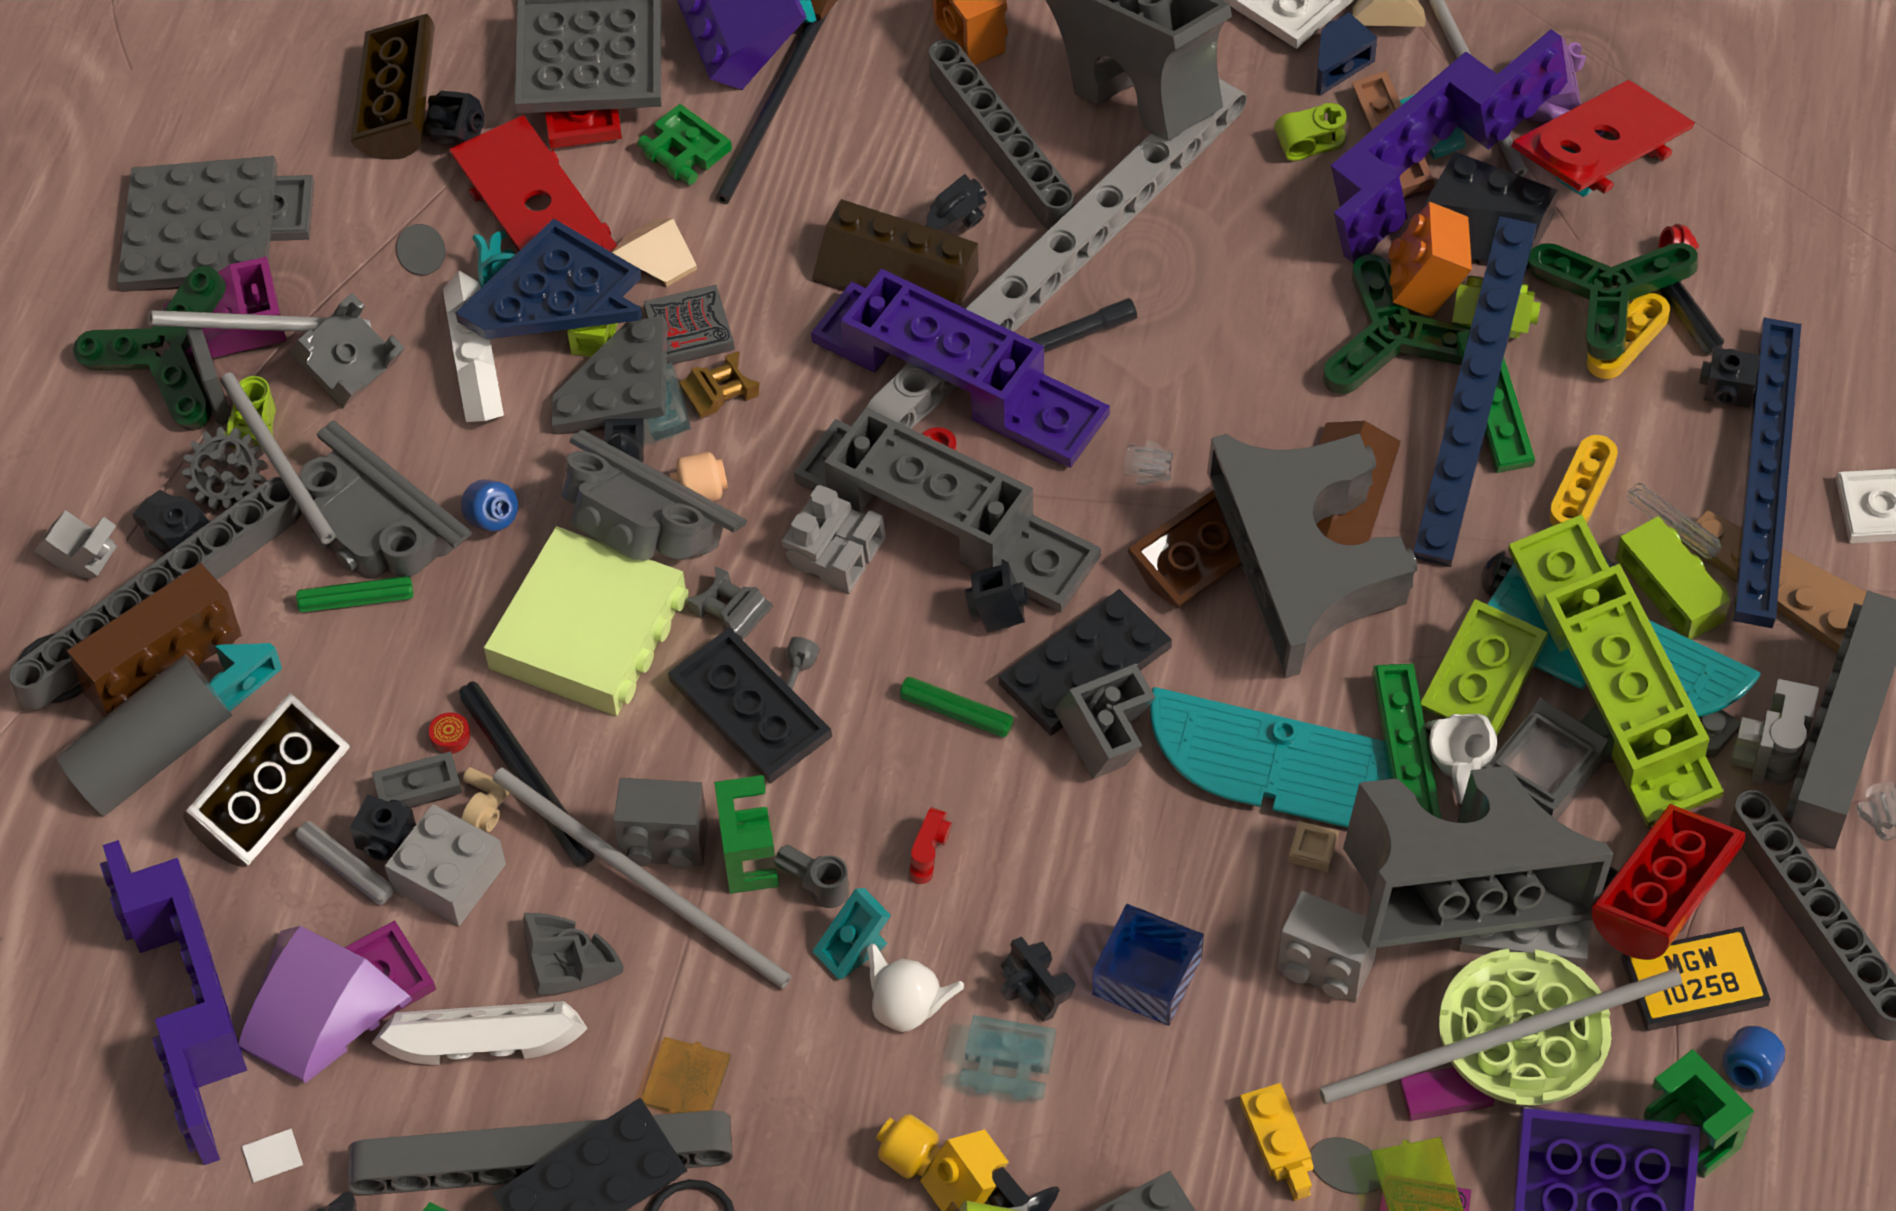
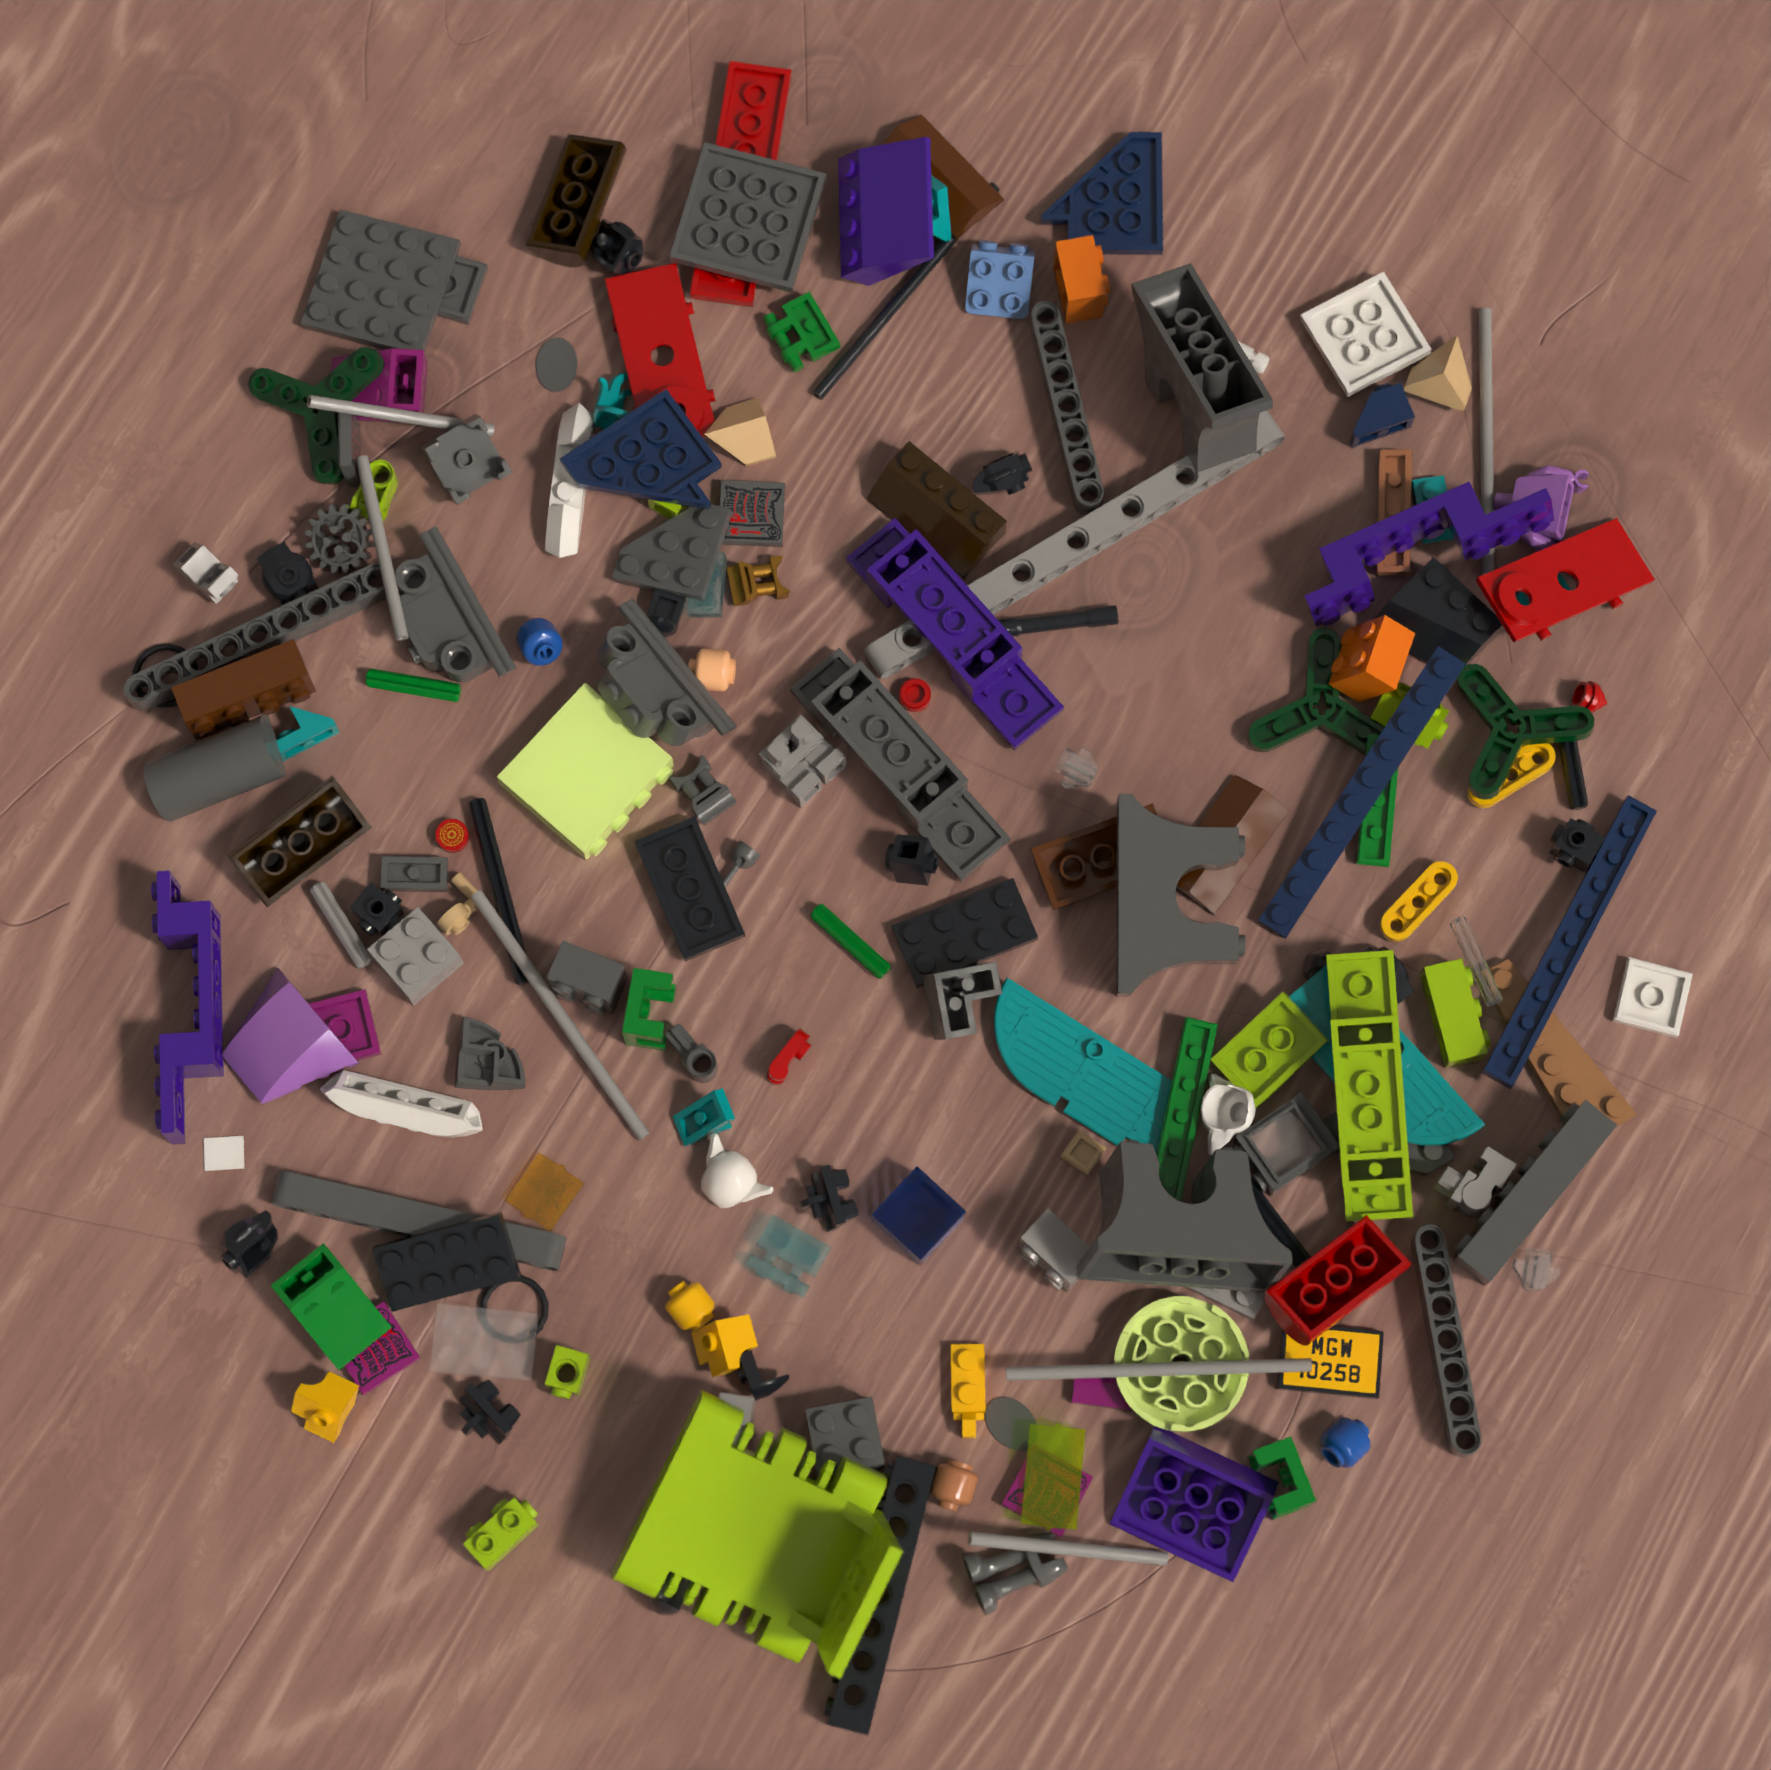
camera: 15 degrees right, 20 degrees up
(883, 42) = (999, 279): none -> medium blue bracket
(1309, 133) = (1323, 488): lime piece -> none

